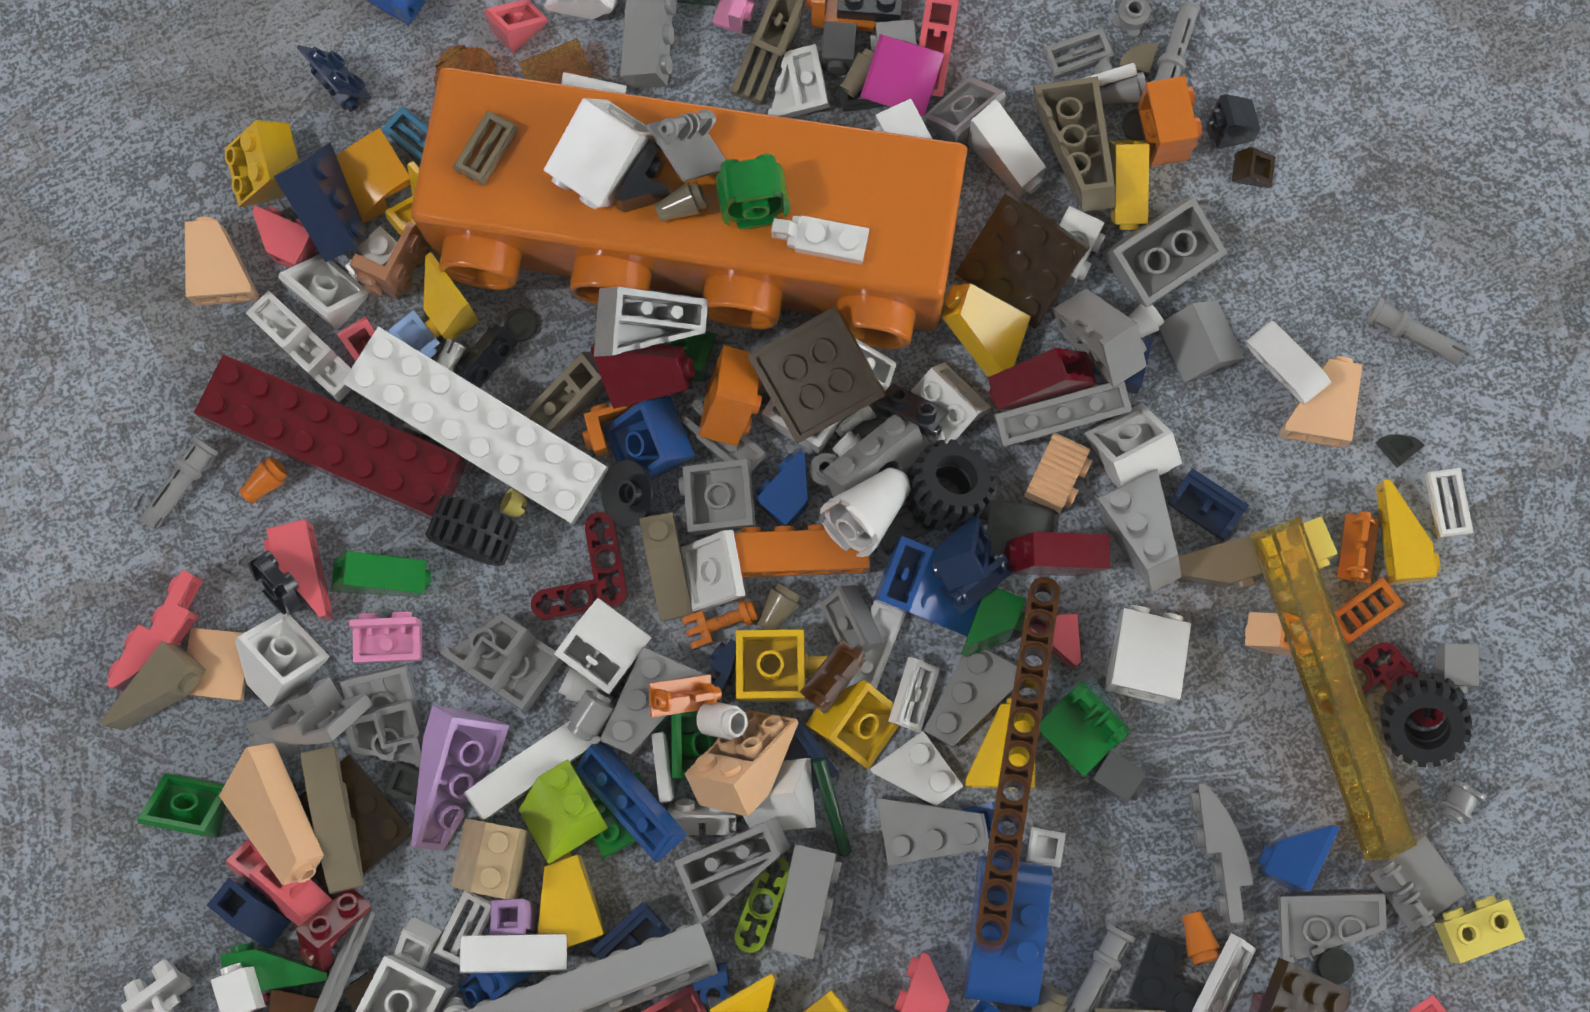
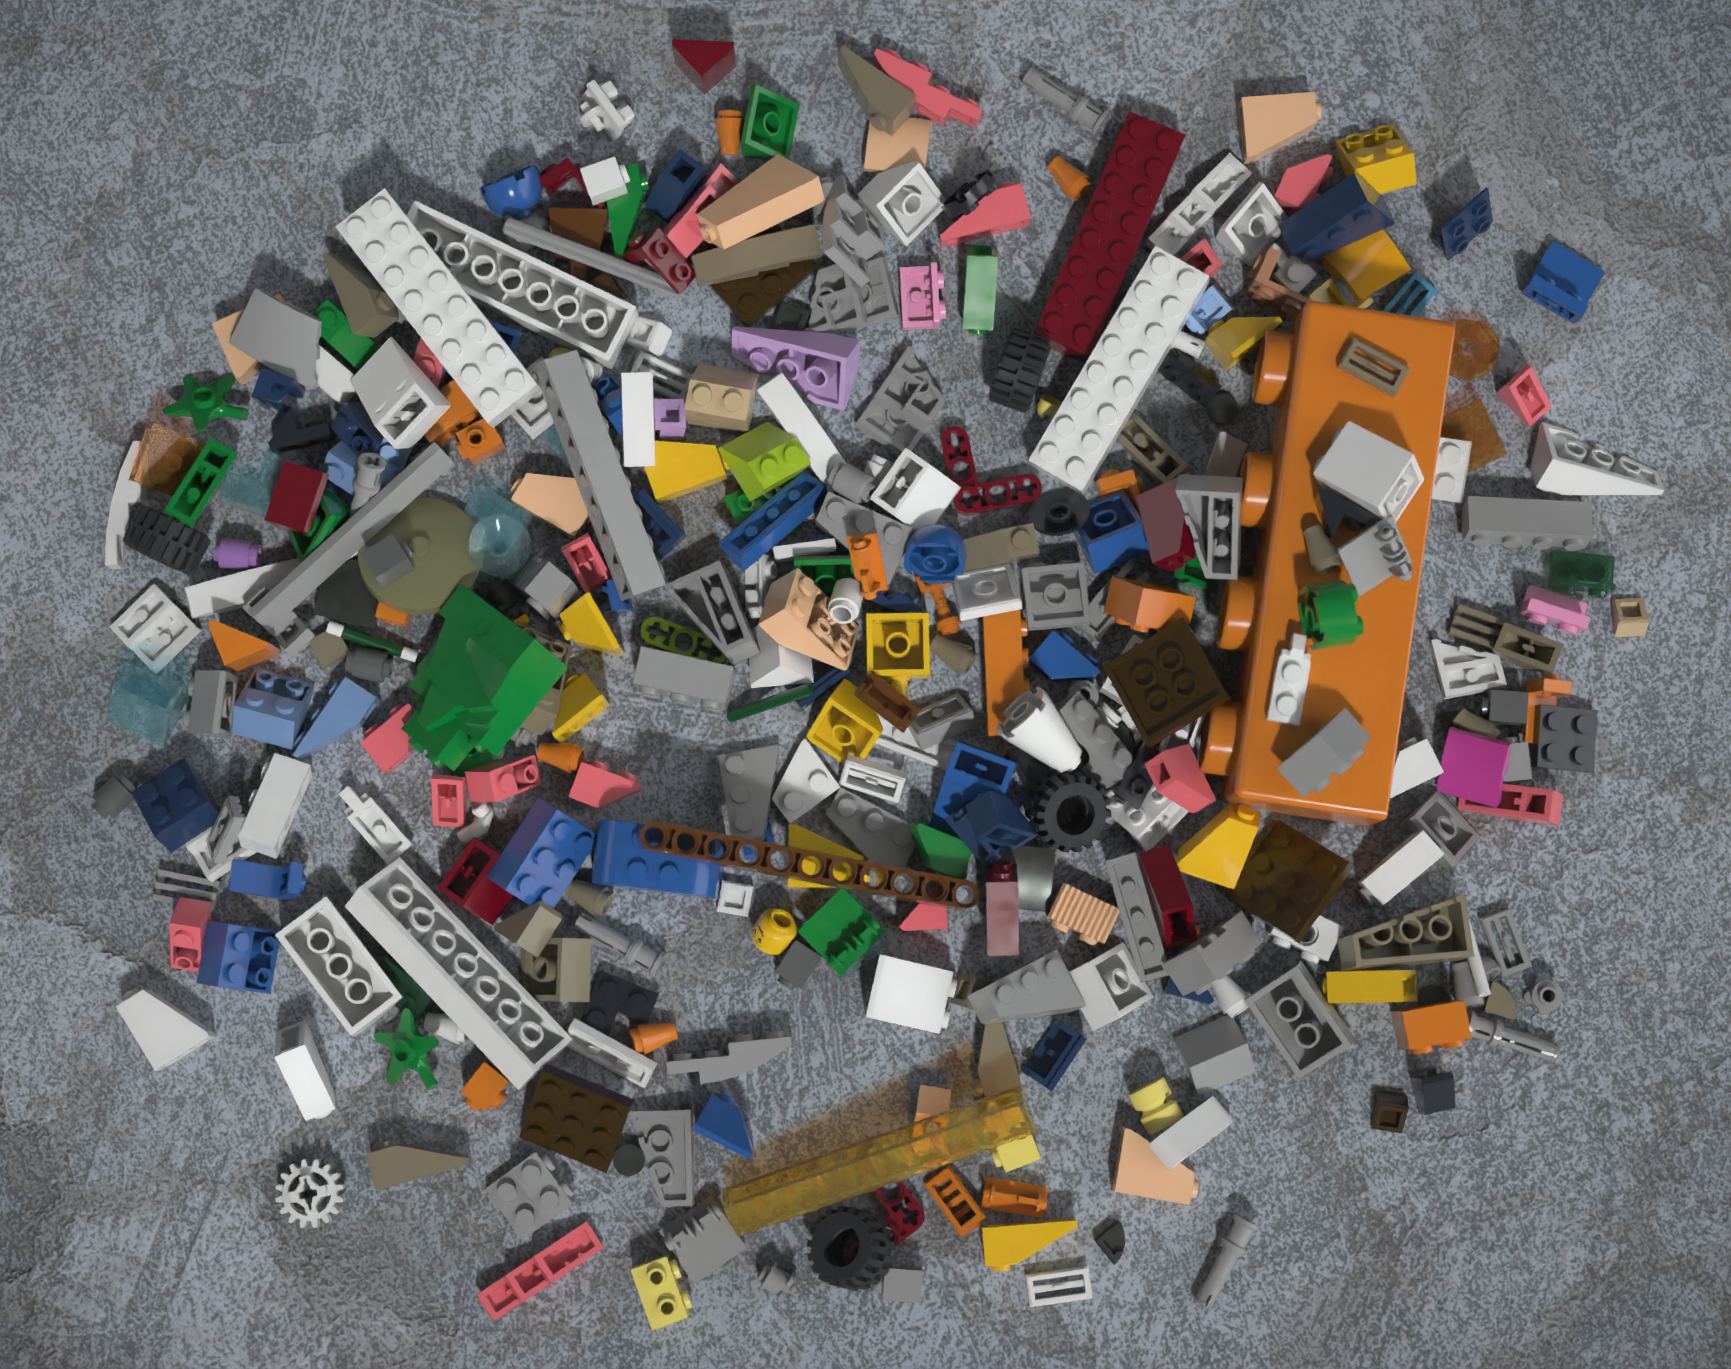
camera: 80 degrees right, 5 degrees up
(107, 878) = (704, 61): none -> dark red slope
(188, 850) = (729, 131): none -> orange cone
(572, 323) = (1225, 456): none -> white slope
(671, 623) = (935, 554): none -> blue cylinder
(902, 199) = (1325, 753): none -> light grey brick
(917, 365) = (1180, 779): none -> coral slope
(1083, 803) = (773, 931): none -> yellow head
(1139, 594) = (965, 986): none -> dark tan tile
(1262, 397) = (1155, 1105): none -> light yellow wheel

